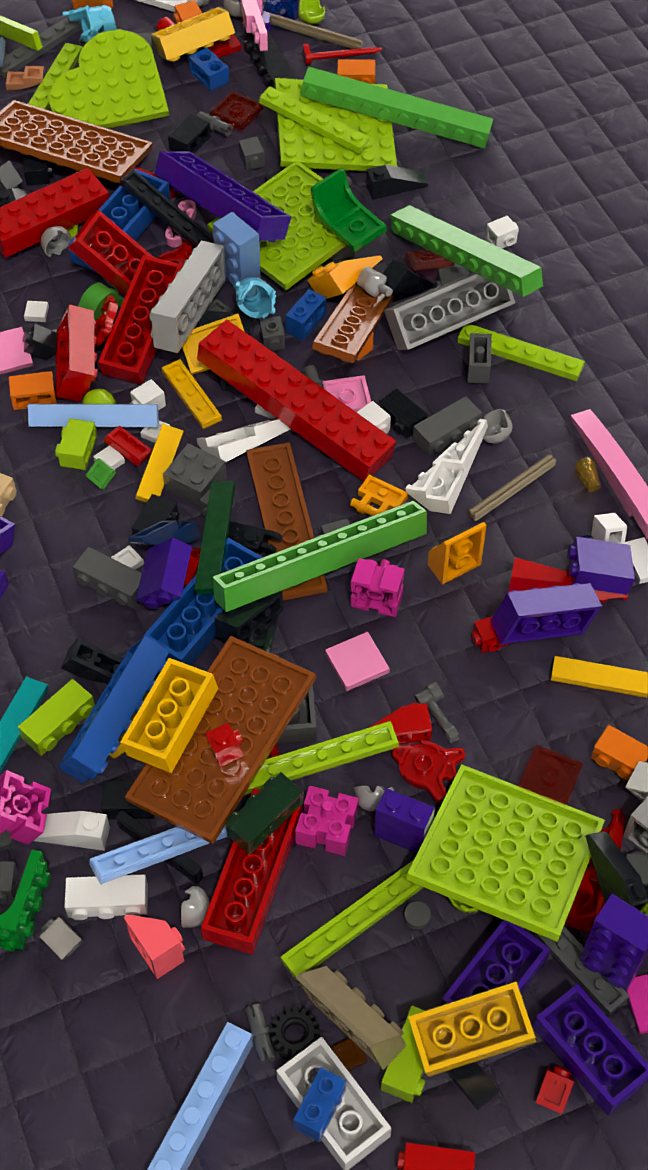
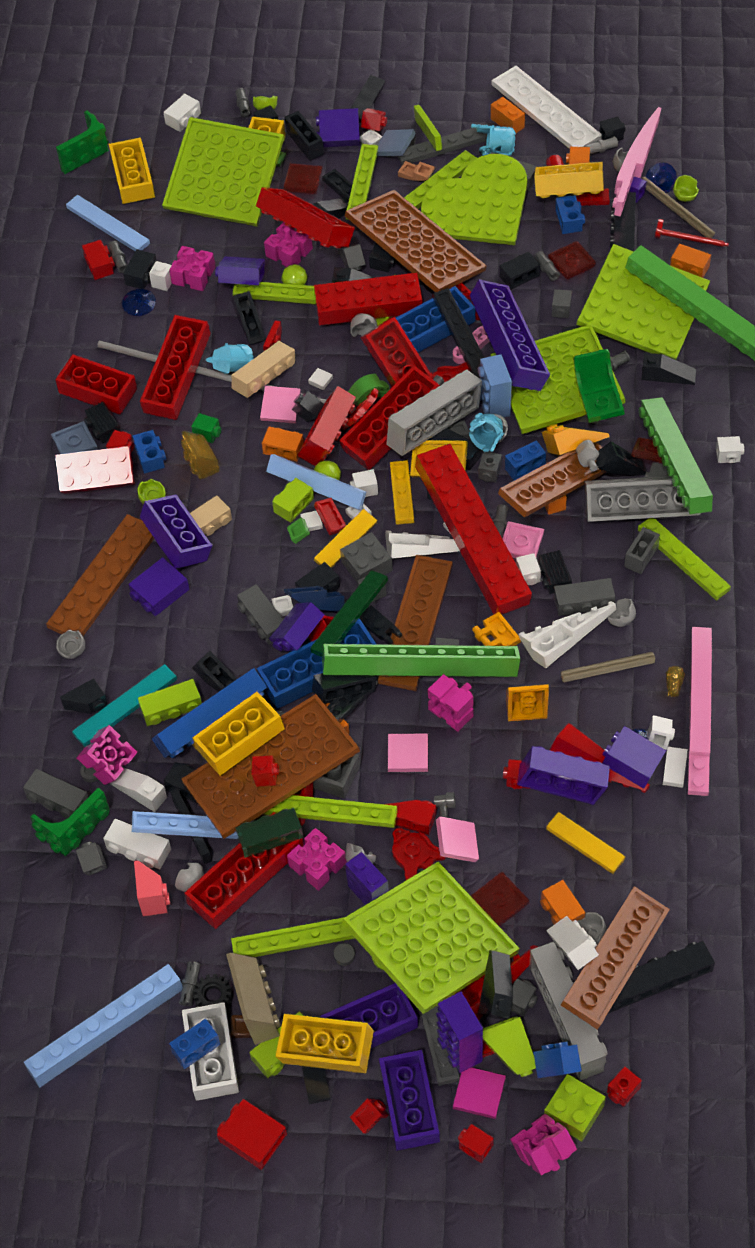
camera: 30 degrees right, 0 degrees up
(314, 120) = (624, 293): lime plate -> none
(469, 731) = (457, 839): none -> bright pink tile

